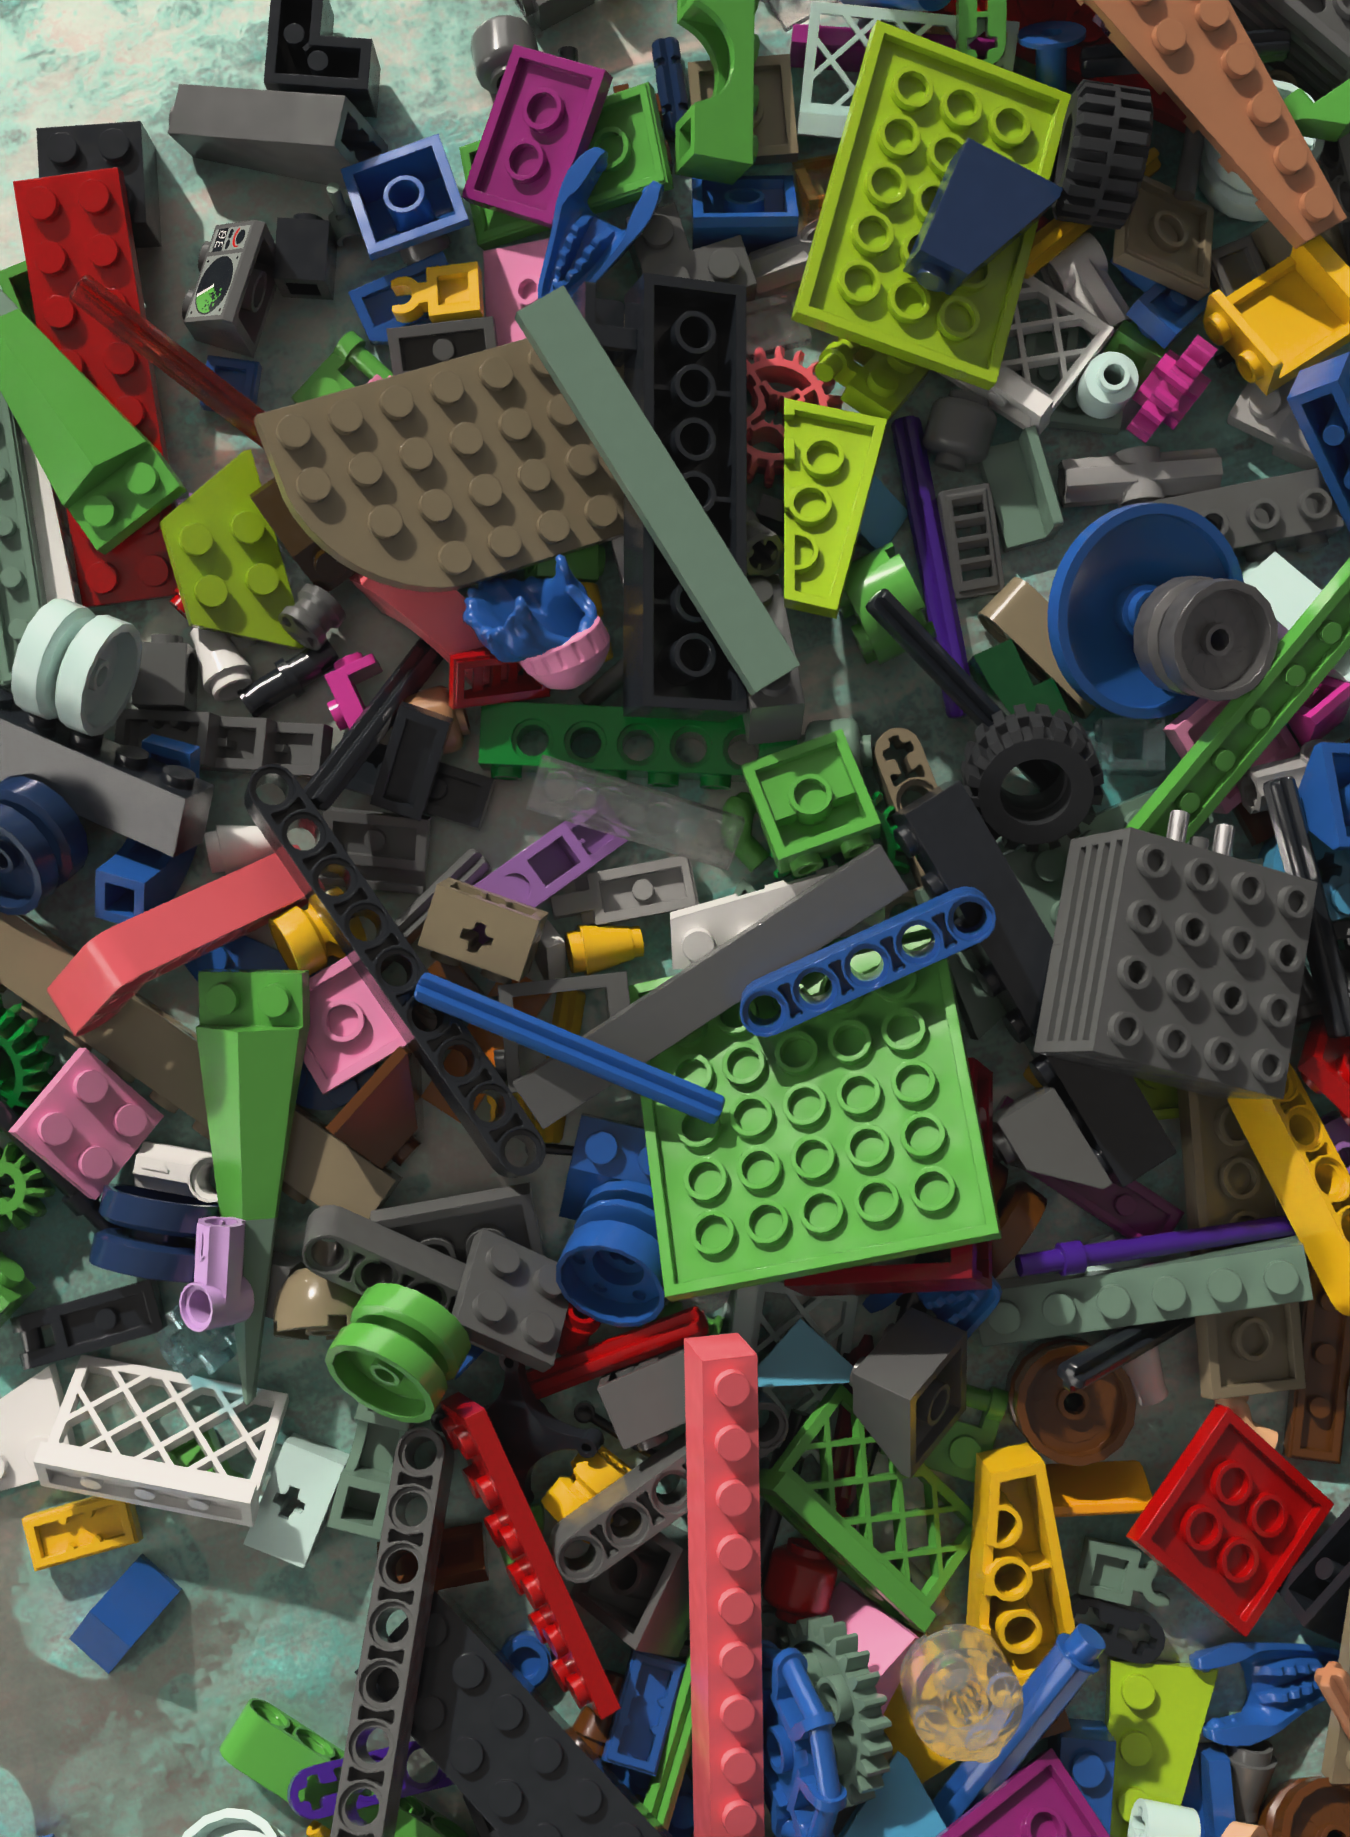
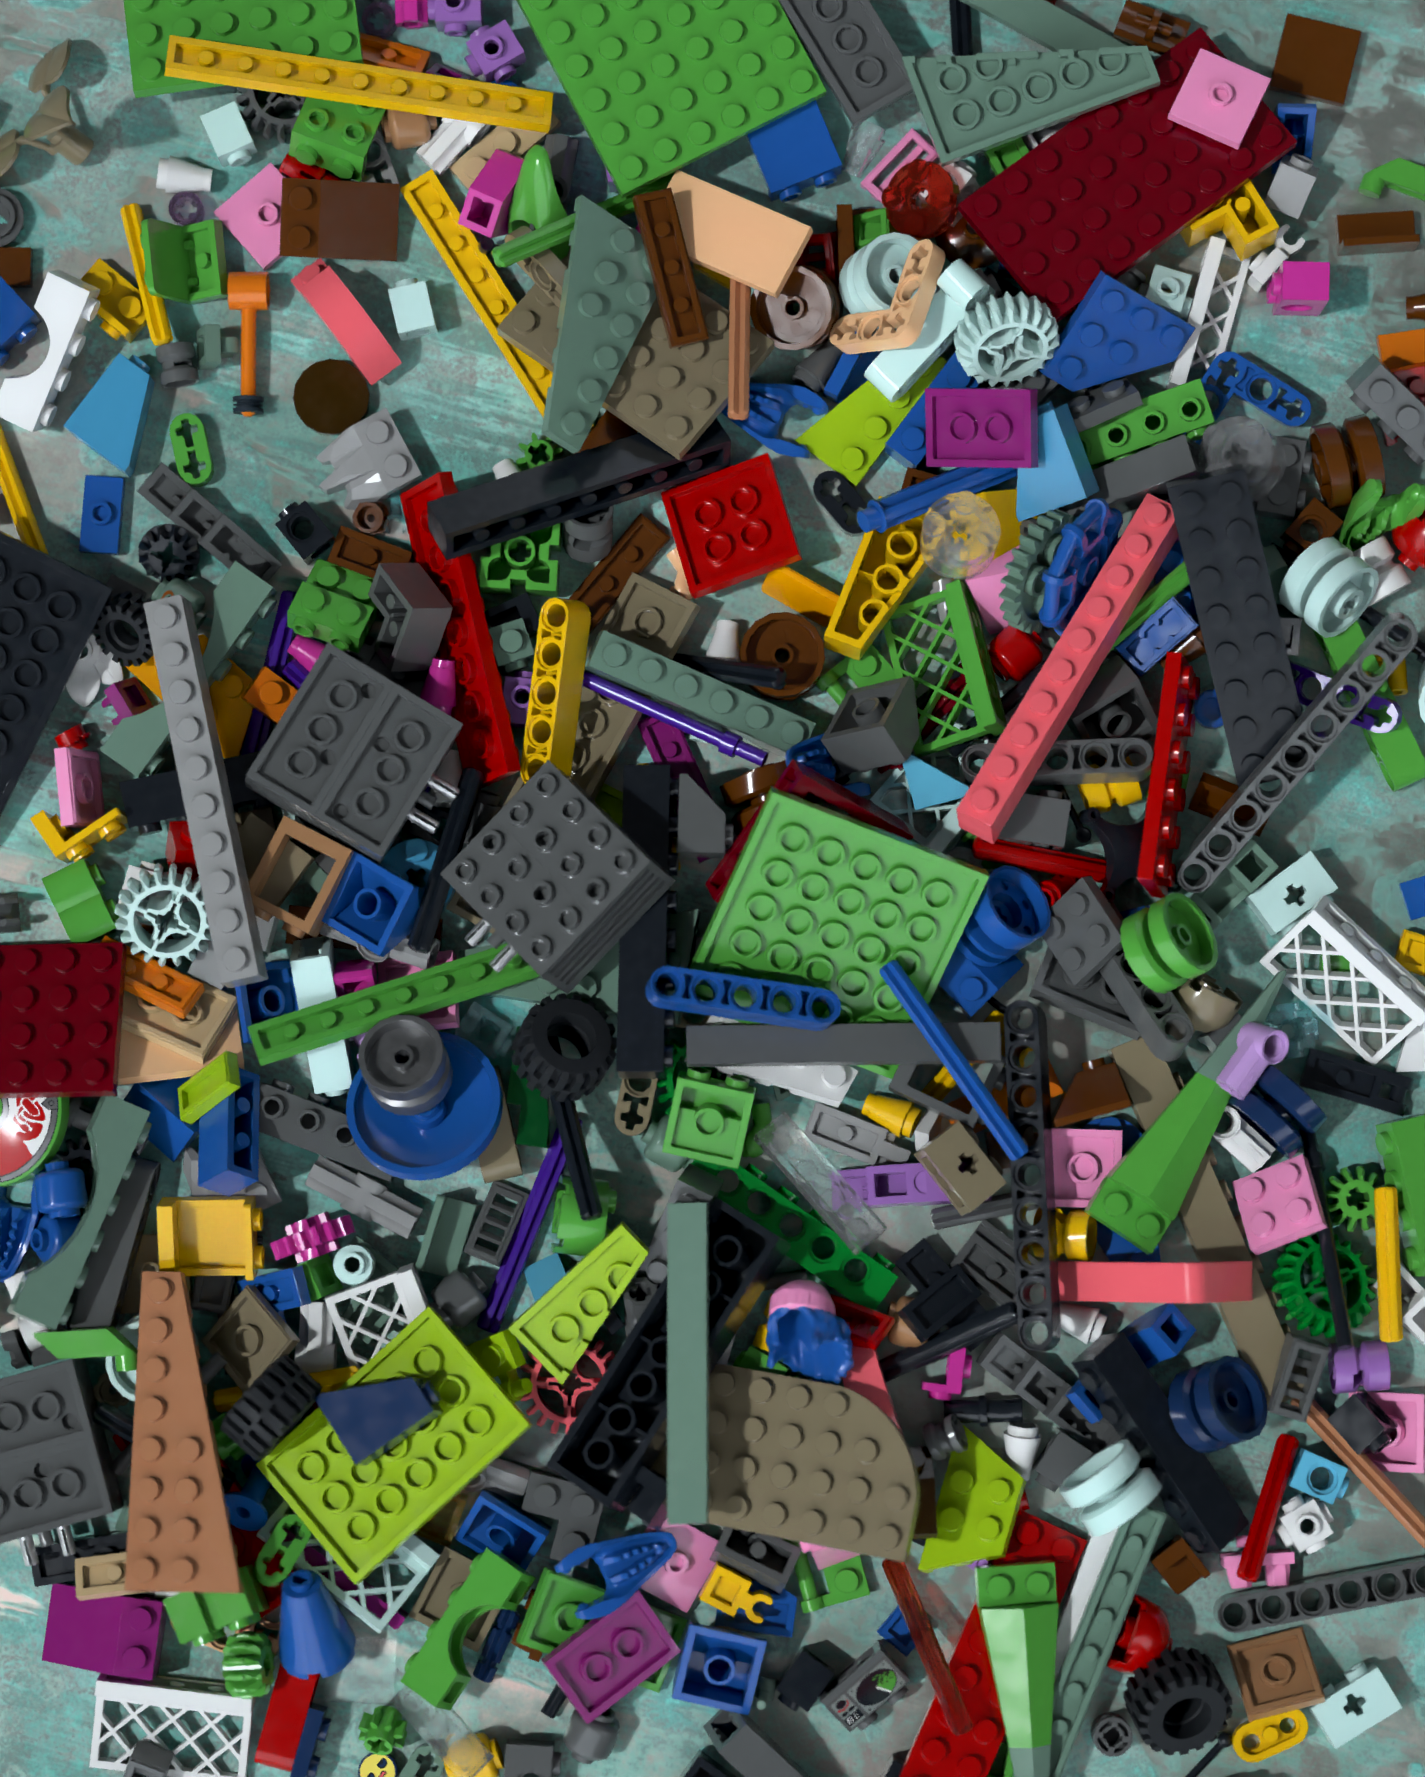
camera: 140 degrees left, 0 degrees up
(1113, 1573) = (820, 536): sand green plate -> none

